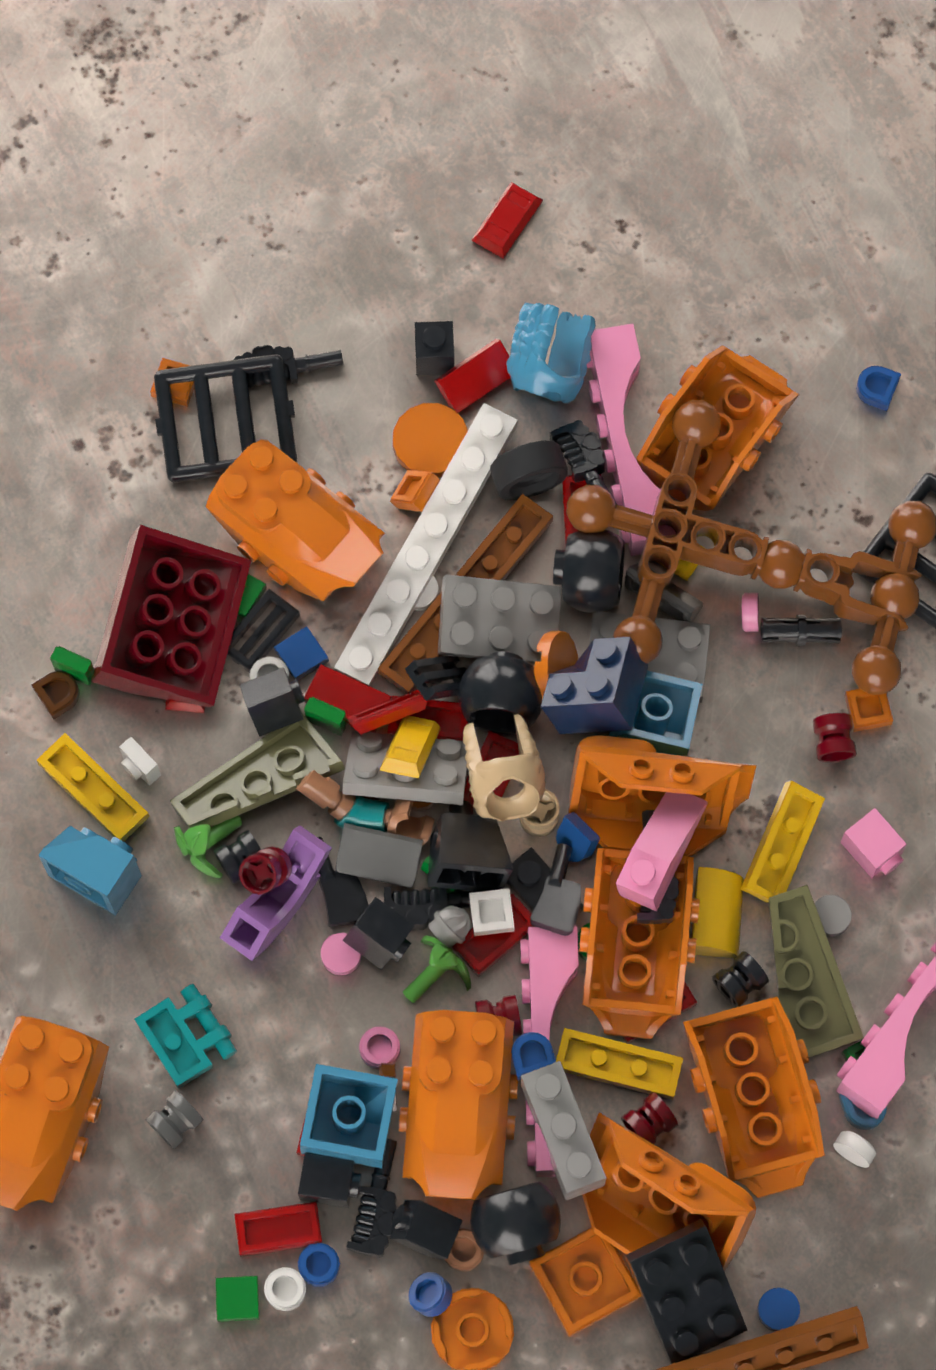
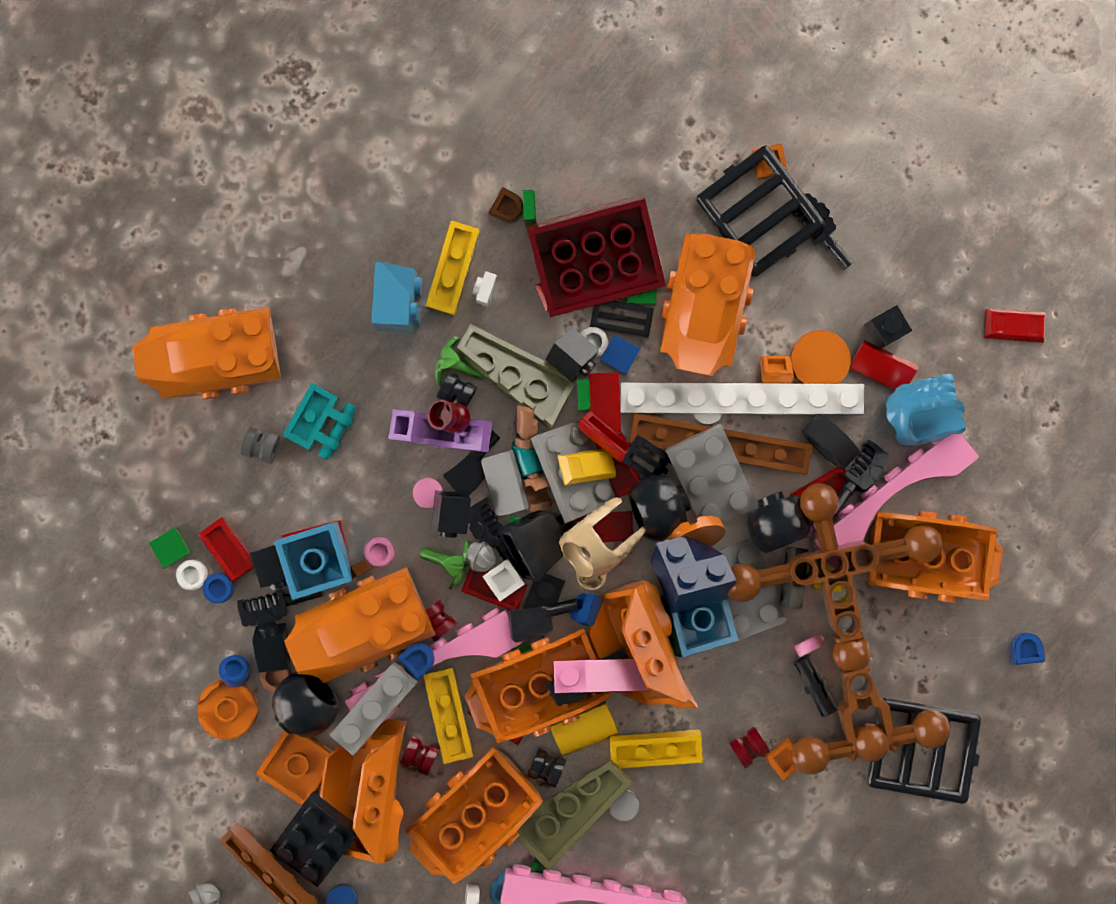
camera: 65 degrees right, 15 degrees up
(874, 844) = (687, 812): bright pink brick -> none

